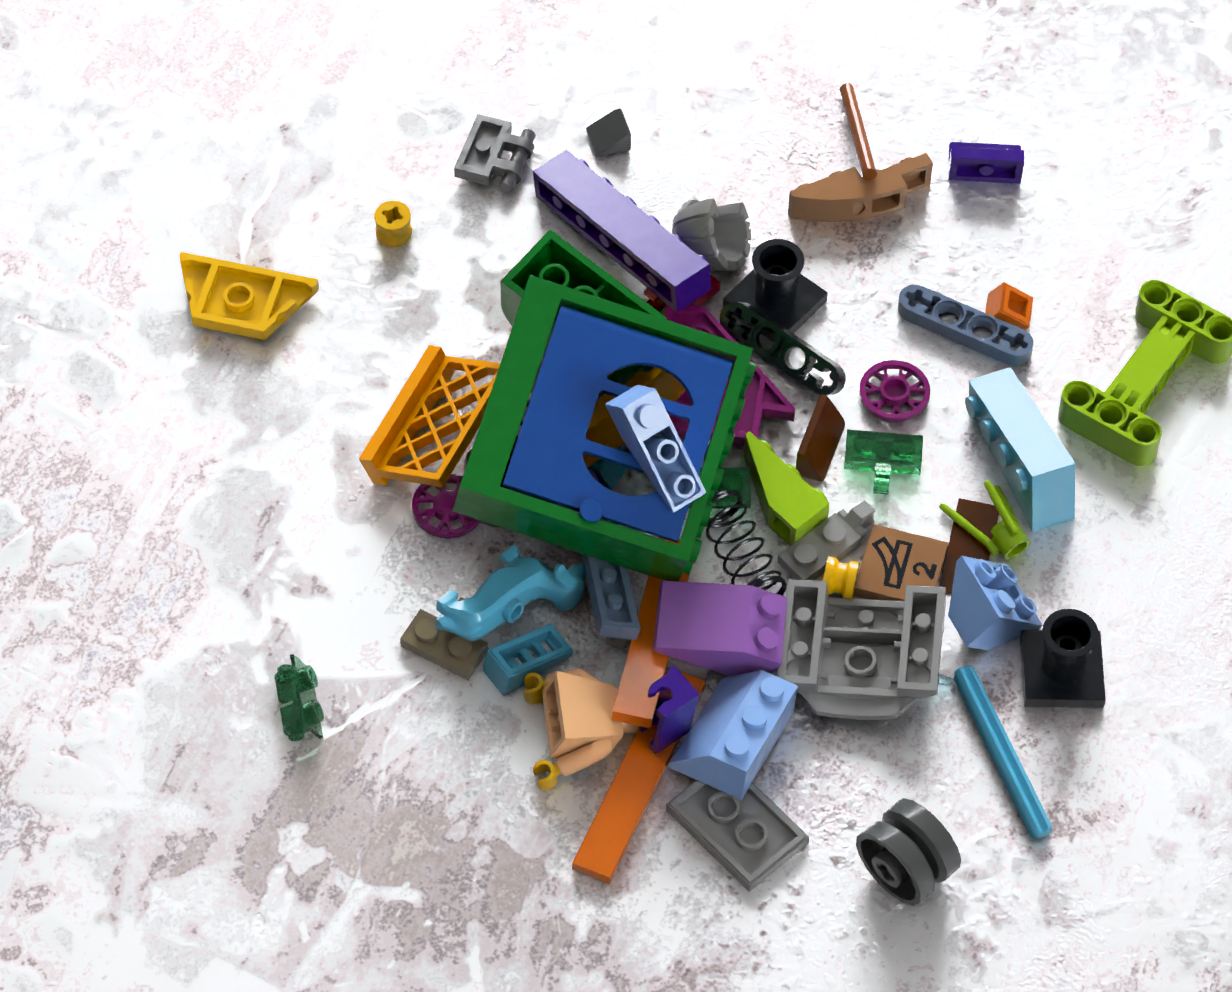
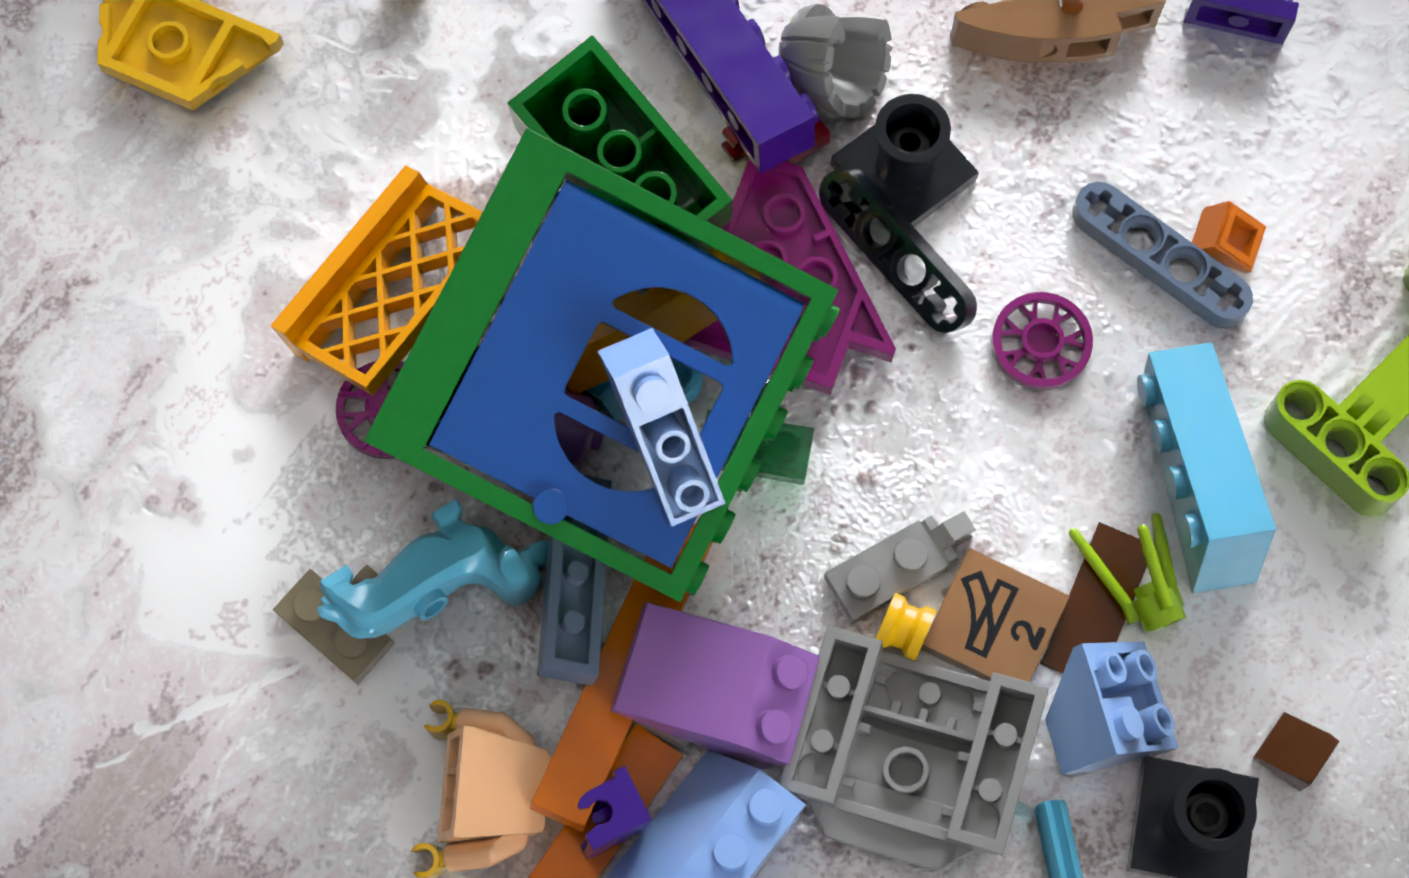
camera: 10 degrees right, 15 degrees up
(298, 684) = (118, 655): clear green hinge -> none
(508, 674) = (415, 657): medium azure slope -> none
(721, 516) = (768, 499): black piece -> none
(785, 498) = (854, 491): lime slope -> none
(820, 440) = (921, 402): reddish brown slope -> none
(883, 454) = (1007, 438): clear green plate -> none
(1122, 612) = (1295, 751): none -> reddish brown slope

